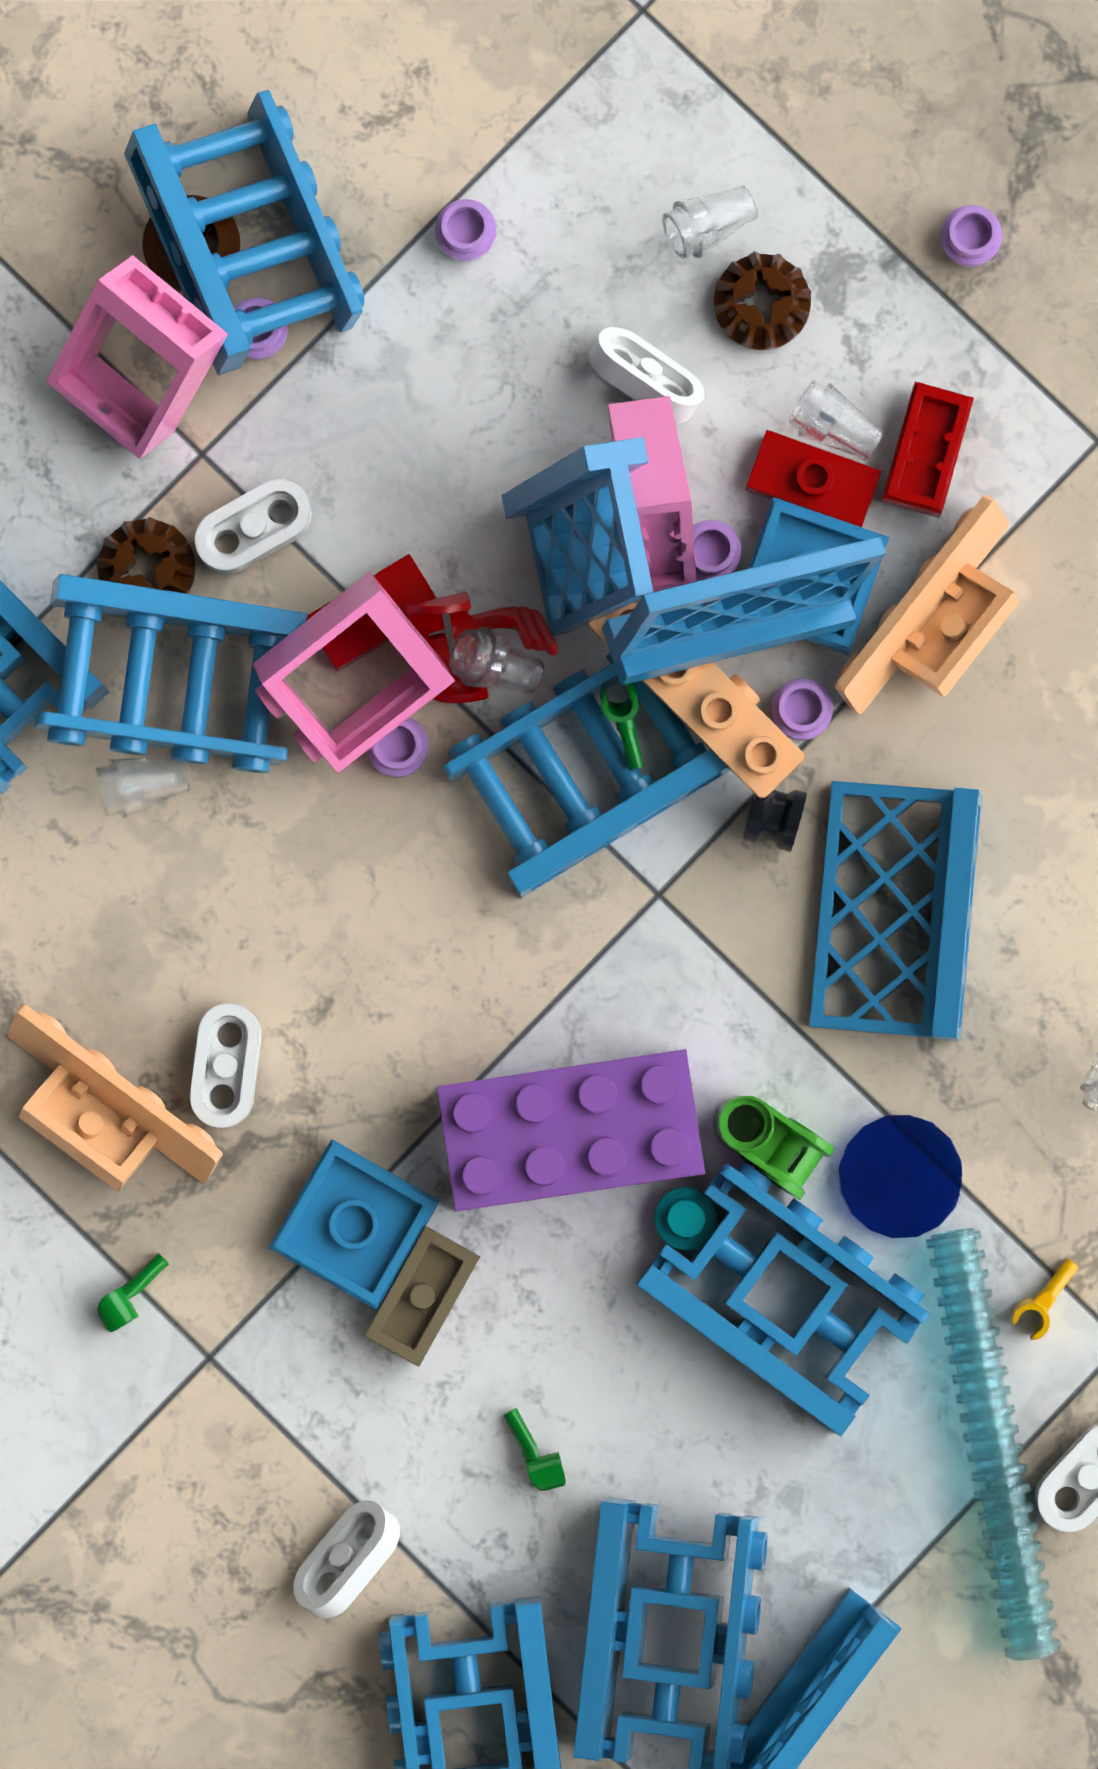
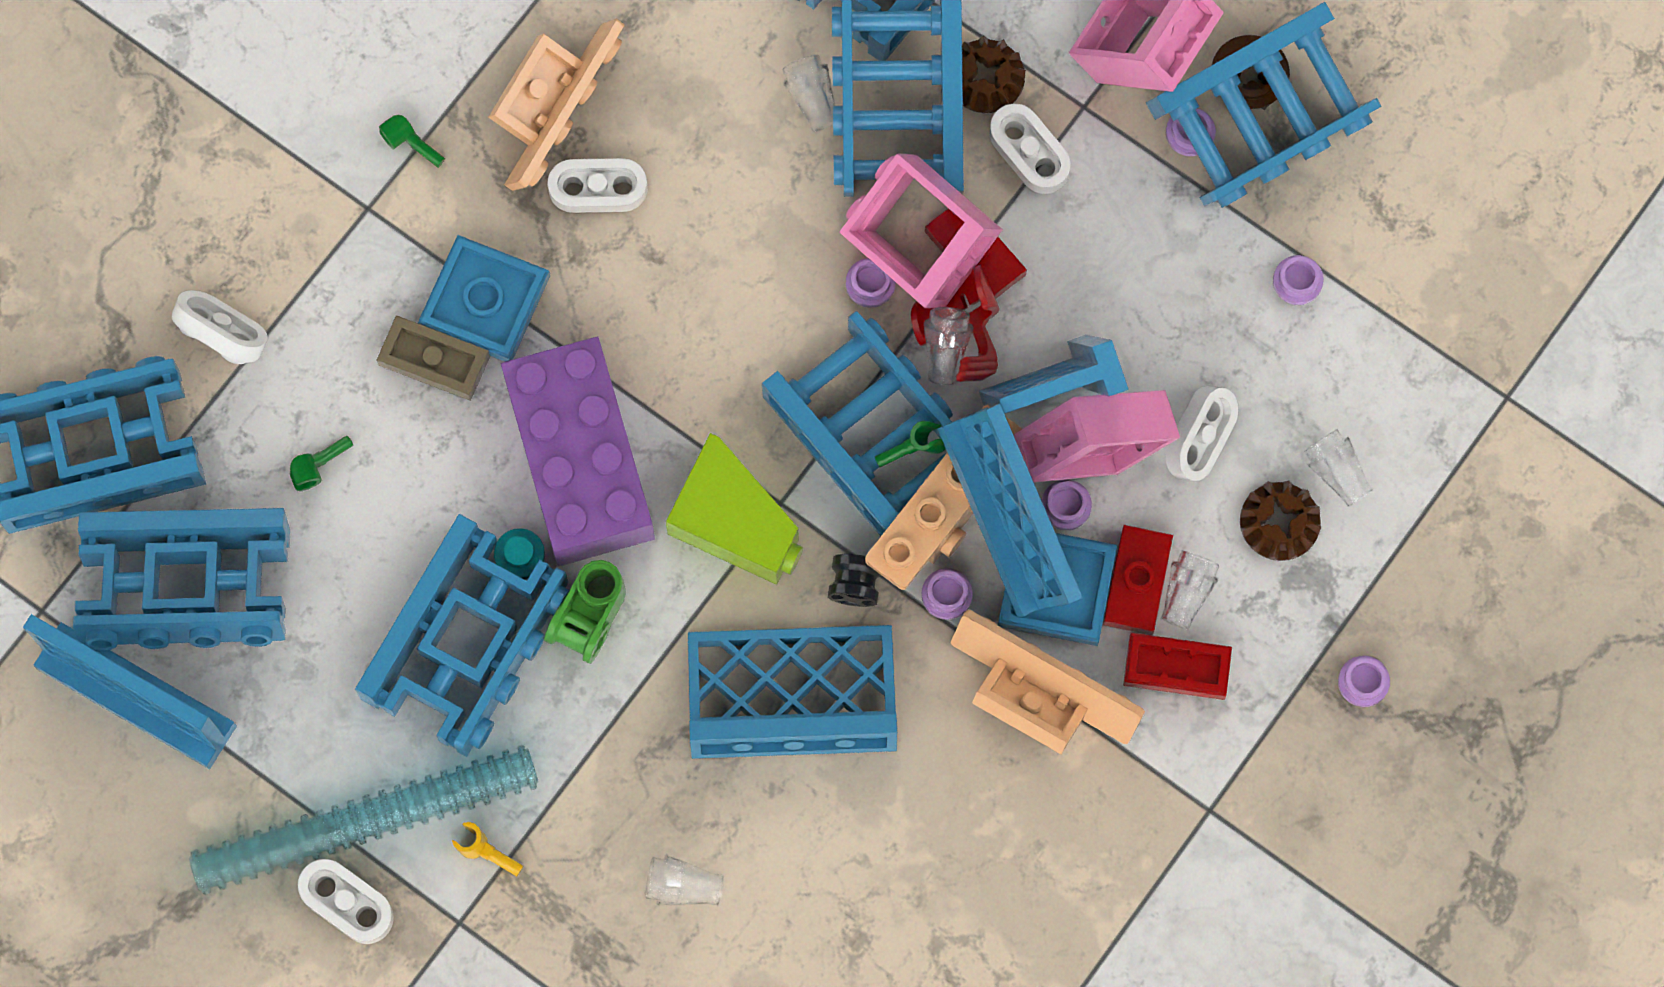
camera: 85 degrees right, 10 degrees down
(675, 951) = (733, 516): none -> lime slope
(900, 1176) = (574, 722): clear blue tile -> none

